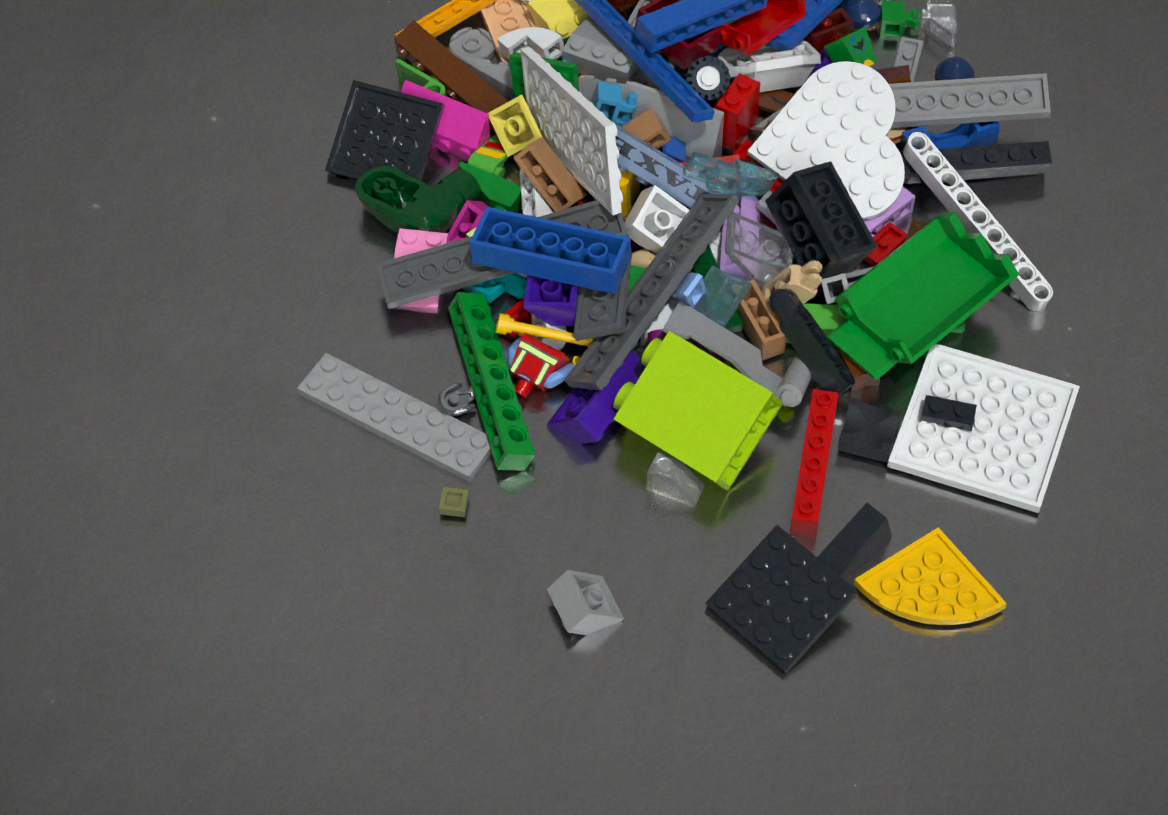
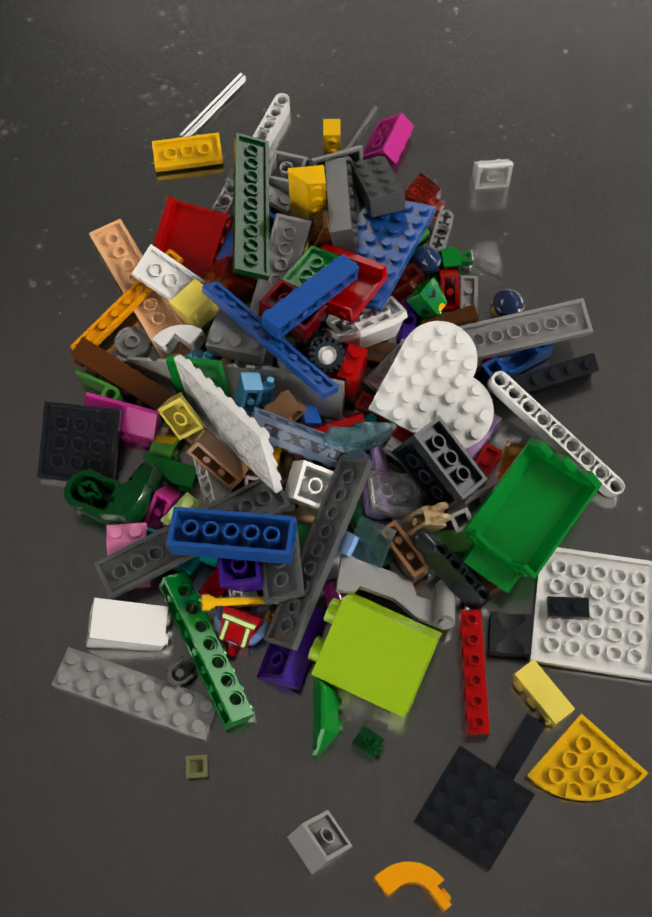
camera: 10 degrees left, 10 degrees up
(401, 340) = (127, 626): none -> white slope
(621, 475) = (325, 716): none -> green wedge
(667, 513) = (368, 743): none -> dark green brick
(689, 655) = (413, 873): none -> light orange arch
(884, 46) = (450, 287): none -> red slope
(895, 499) = (542, 694): none -> light yellow brick

